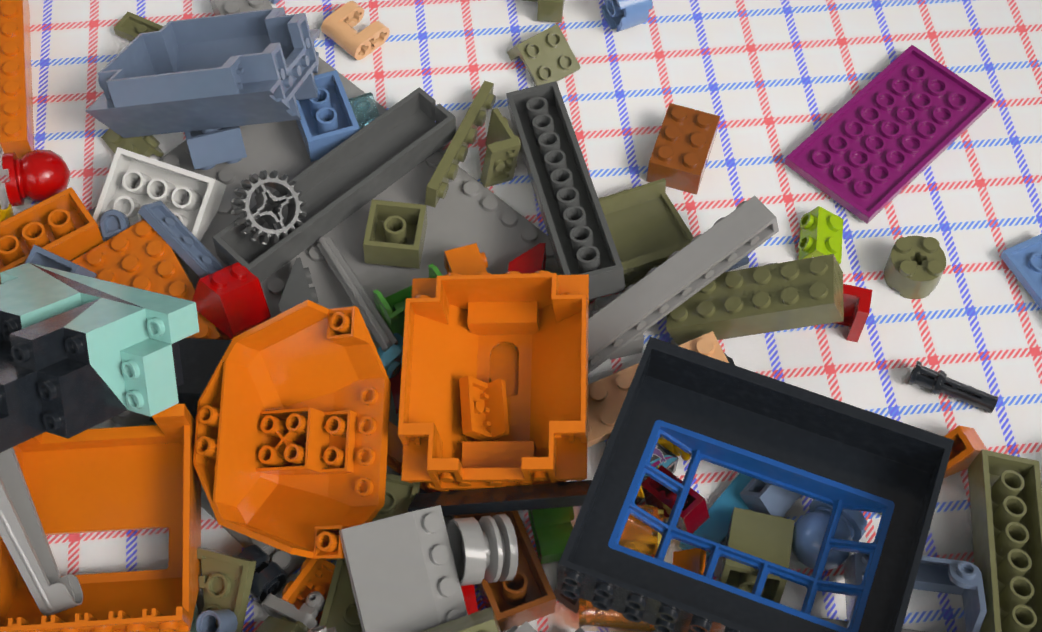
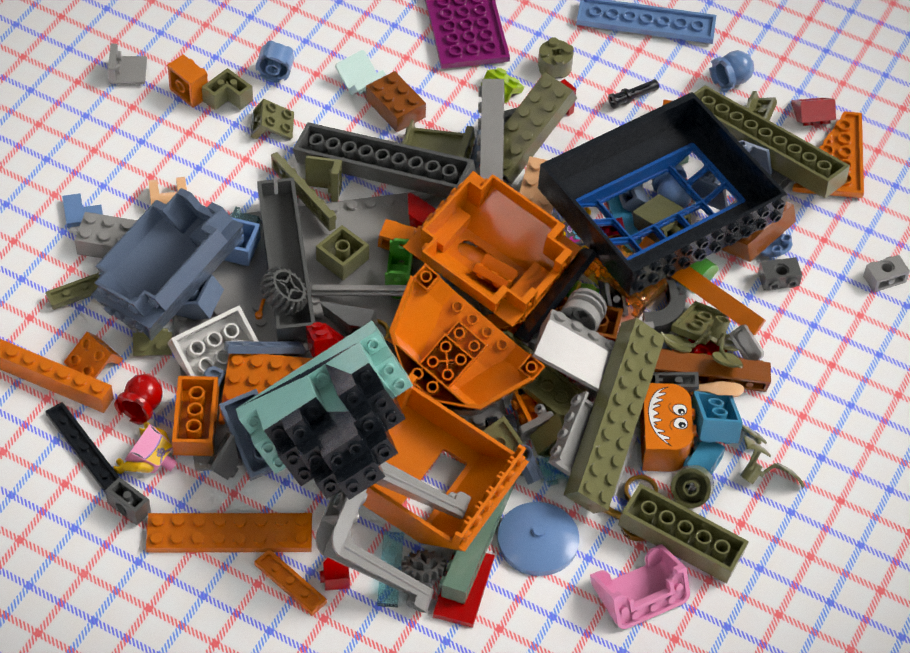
camera: 55 degrees left, 5 degrees down
(70, 101) = (91, 355): none -> orange bracket
(689, 84) = (358, 72): none -> light aqua bracket

